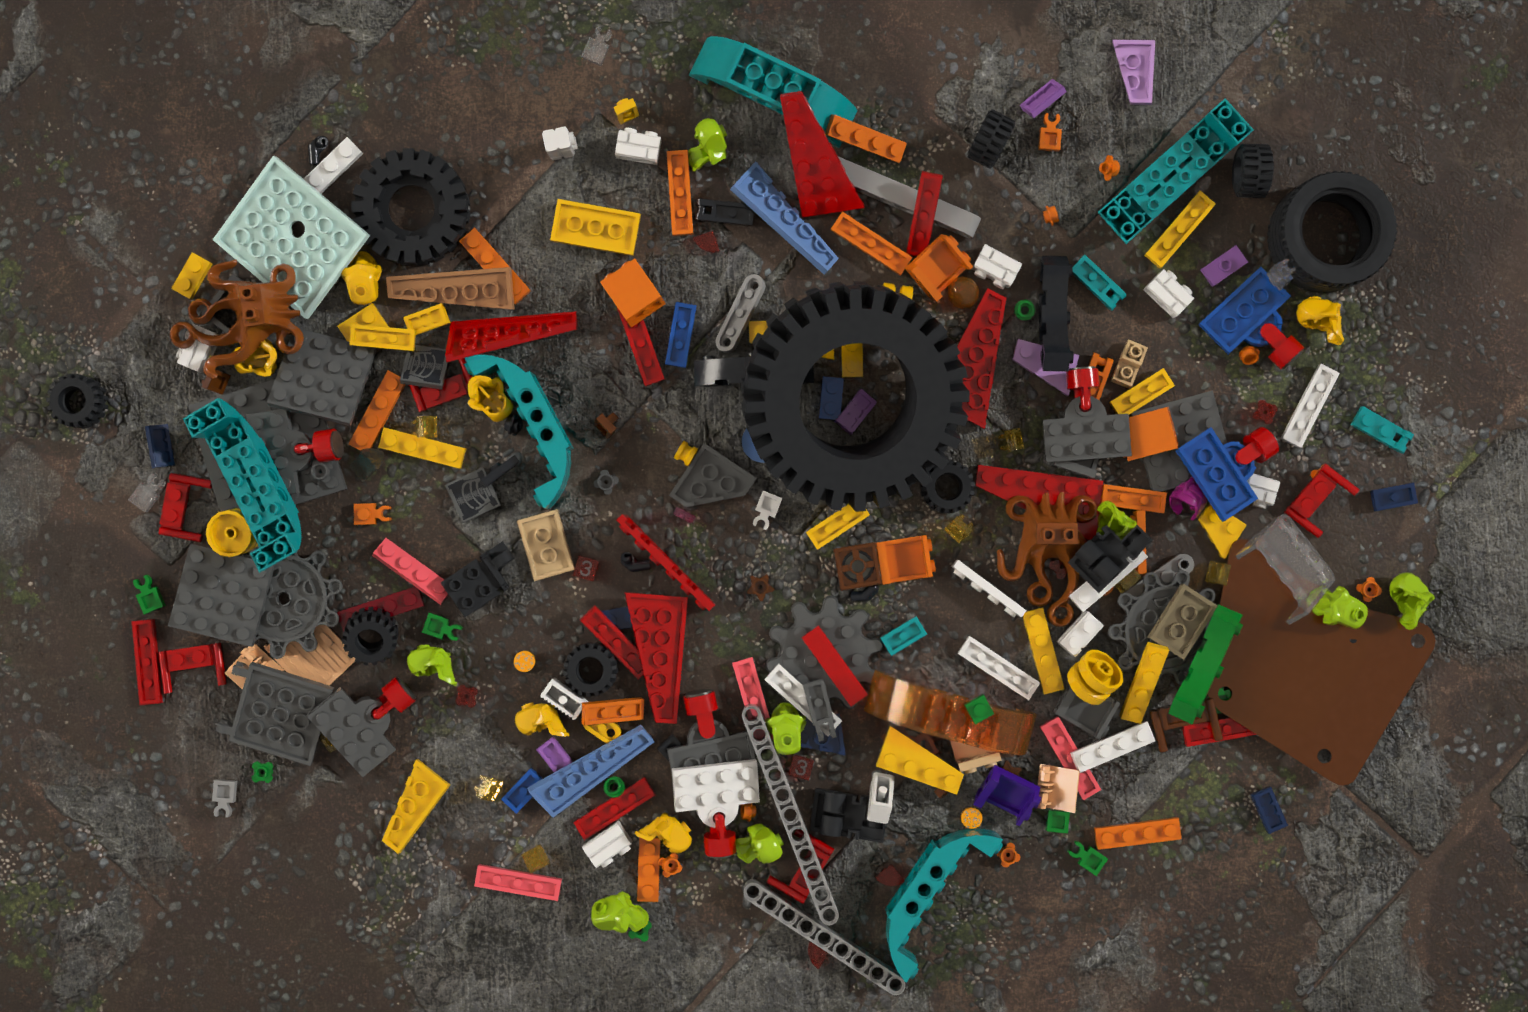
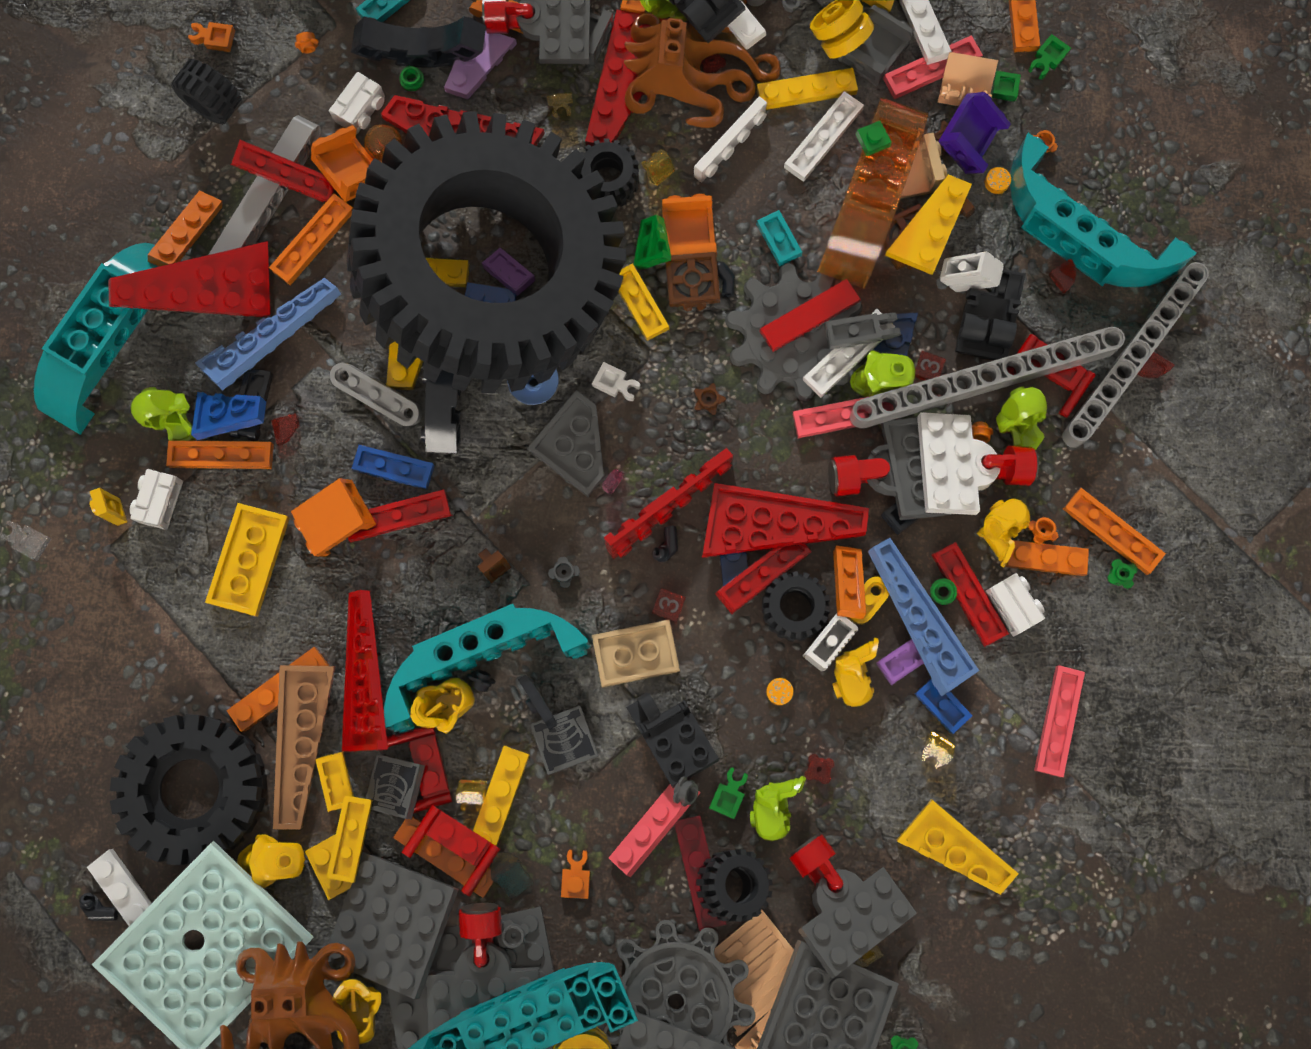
camera: 80 degrees left, 10 degrees down
(388, 421) = (457, 839): none -> red plate
(437, 593) = (685, 792): none -> dark grey plate
(535, 858) = (1029, 697): clear yellow tile -> none
(559, 143) = (134, 591): white brick -> none
(618, 914) = (1104, 596): lime head -> none
(674, 922) = (1114, 531): none -> orange plate
(686, 453) = (538, 471): yellow wheel -> none
(711, 193) = (225, 414): none -> blue wing
(888, 529) = (652, 243): none -> green wing
(1043, 98) = (171, 40): medium lavender plate -> none
(1080, 633) = (790, 44): white brick -> none

